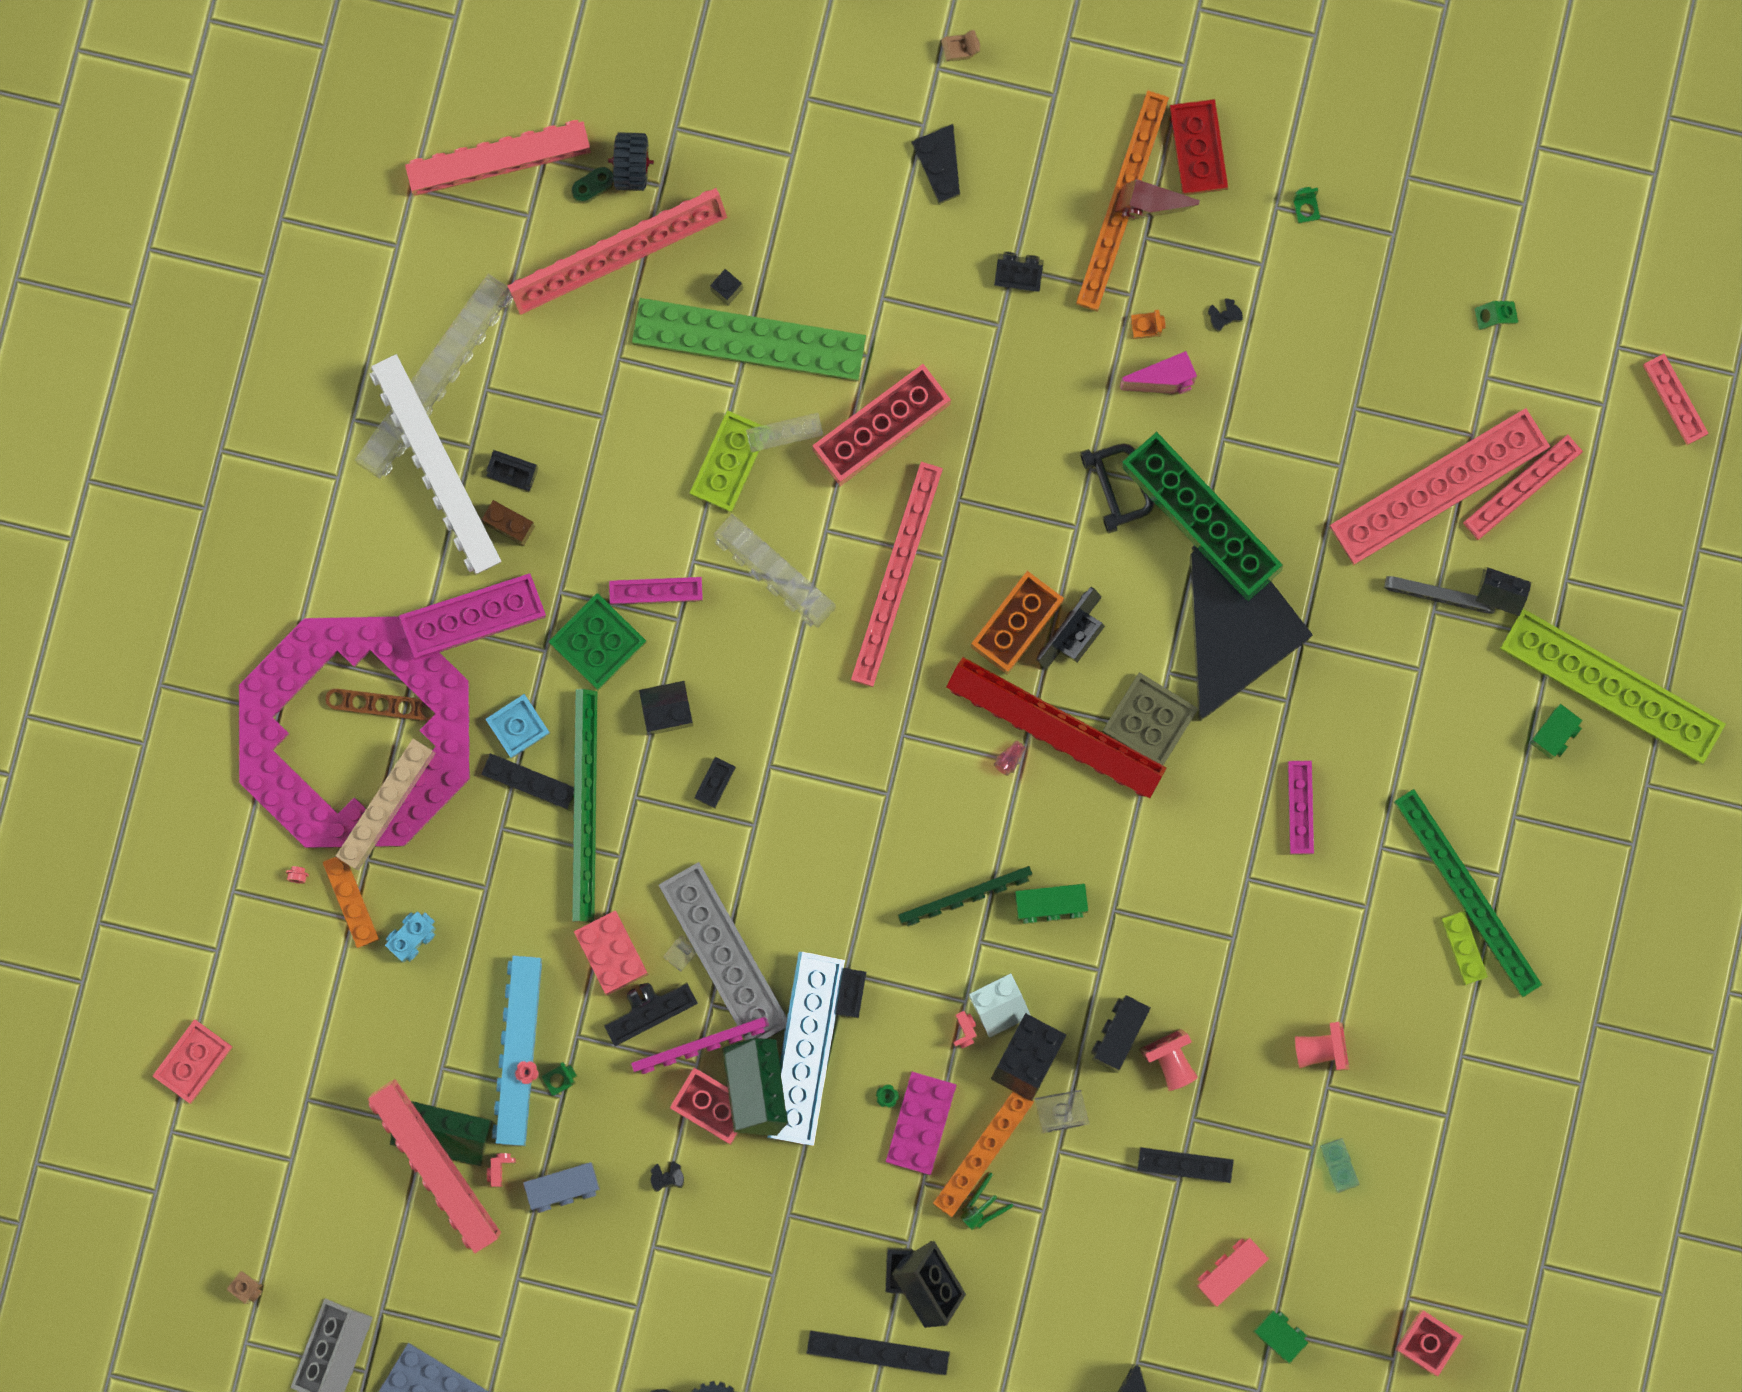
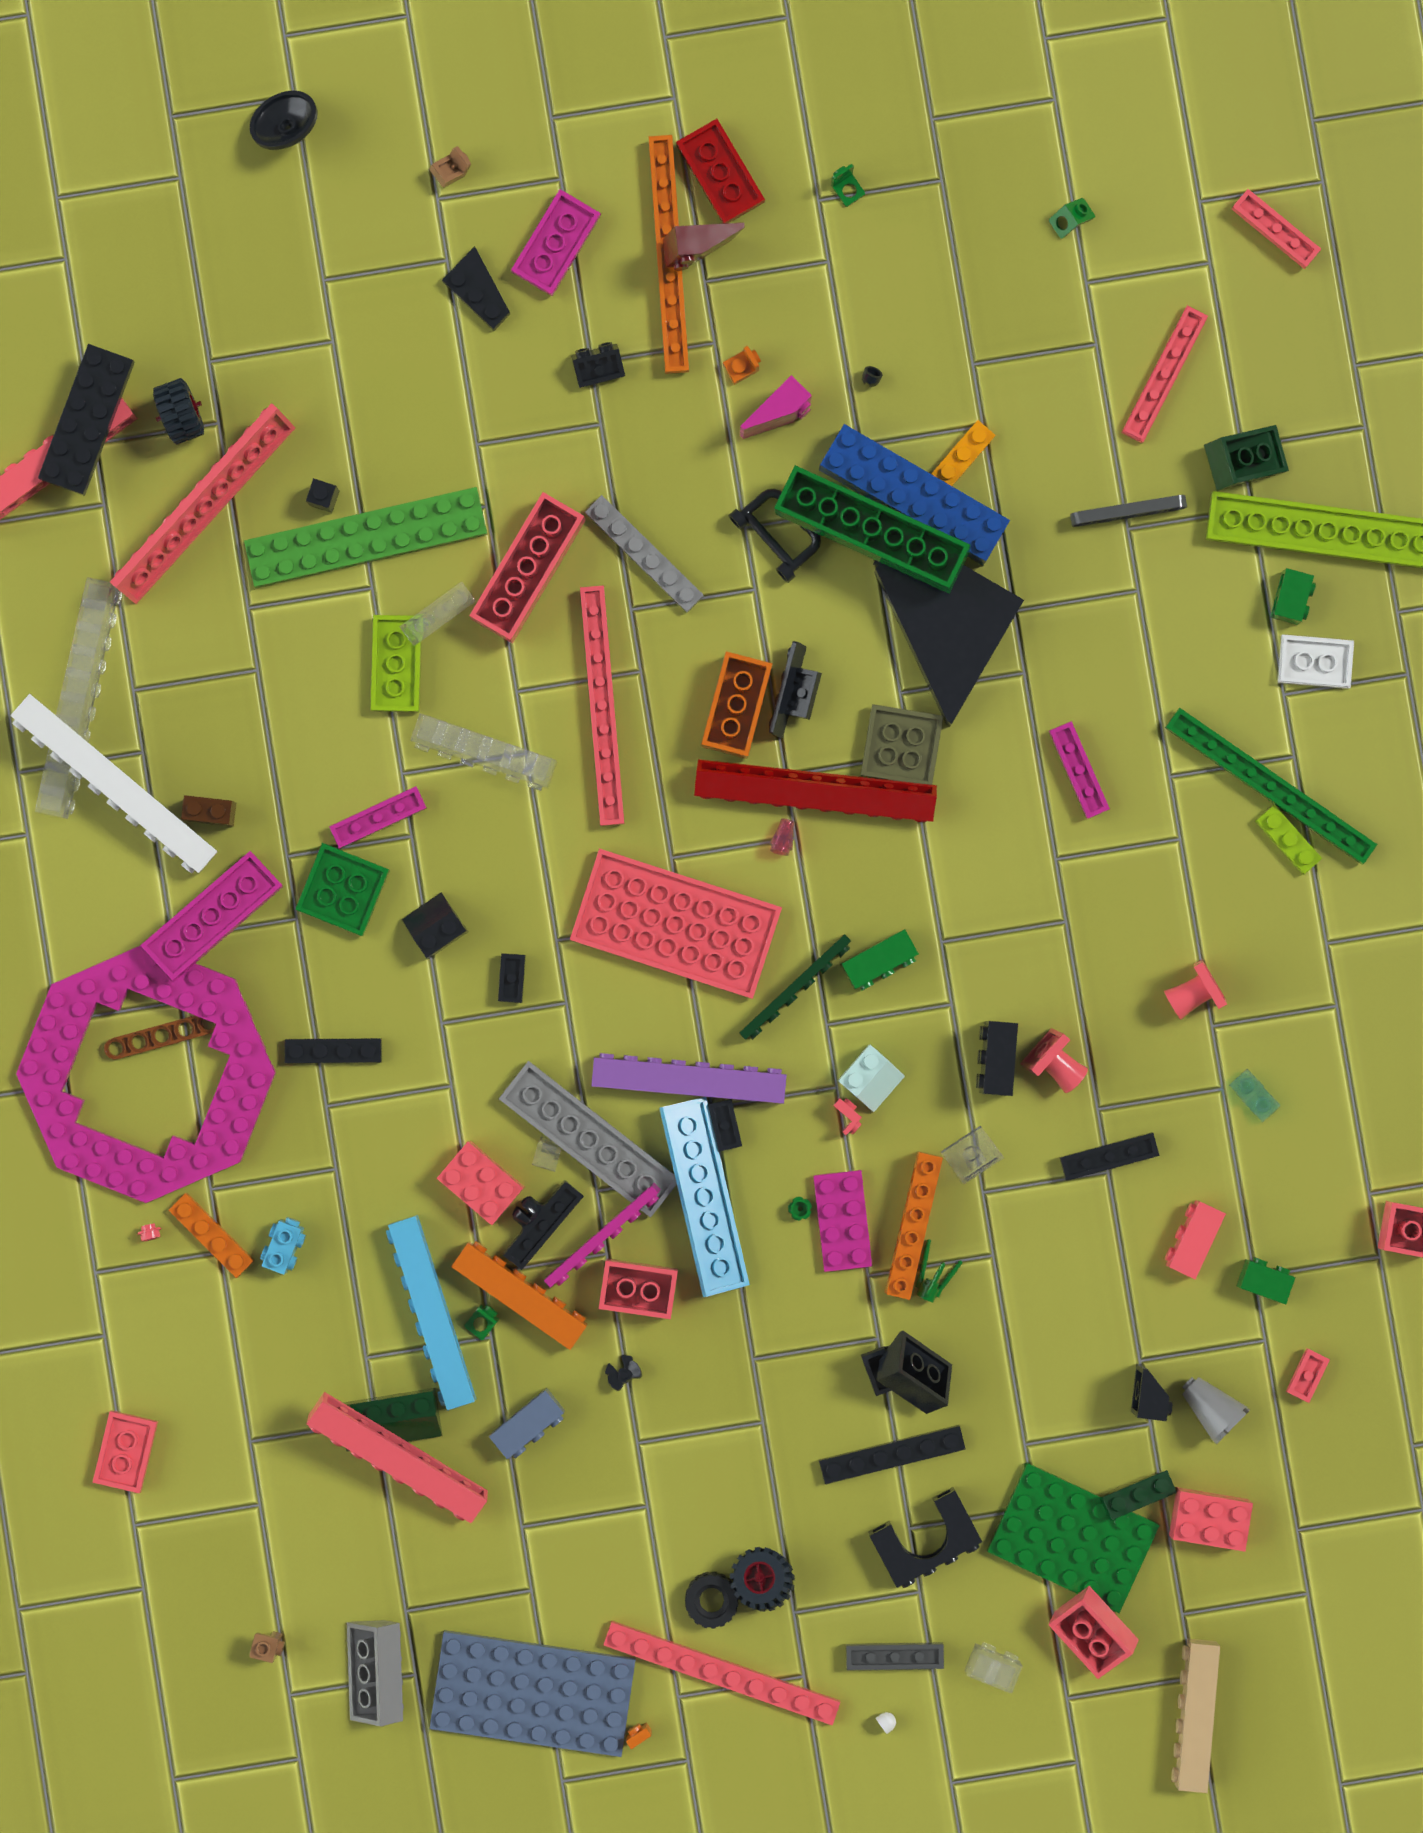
camera: 20 degrees left, 5 degrees up
(385, 804) = (204, 1132): tan brick -> none
(494, 1173) = (458, 1438): coral bracket -> none
(512, 470) = (191, 759): black hinge -> none
(517, 726) = (300, 1002): medium azure plate -> none
(531, 1067) = (448, 1325): coral plate -> none
(546, 135) = (86, 419): none -> black plate
(585, 806) = (396, 1052): green plate -> none
(593, 185) = (154, 450): dark green plate -> none
(603, 1068) = (519, 1294): none -> orange brick
(755, 1087) = (672, 1255): slope -> none
(836, 939) = (689, 1080): none -> medium lavender brick
(882, 795) = (675, 923): none -> coral plate
(990, 455) = (644, 554): none -> light grey plate
(1026, 149) = (555, 242): none -> dark pink plate
(1028, 1057) = (919, 1117): black brick -> none
(1219, 320) = (819, 321): black piece -> none
(1253, 499) = (912, 491): none -> blue brick
(1259, 381) = (871, 376): none -> black hinge
(1312, 485) = (964, 453): none -> light orange plate
(1439, 486) = (1085, 406): coral plate -> none
(1503, 591) = (1188, 482): black slope -> none
(1554, 799) = (1315, 661): none -> white tile
(1565, 590) = (1246, 457): none -> dark green slope

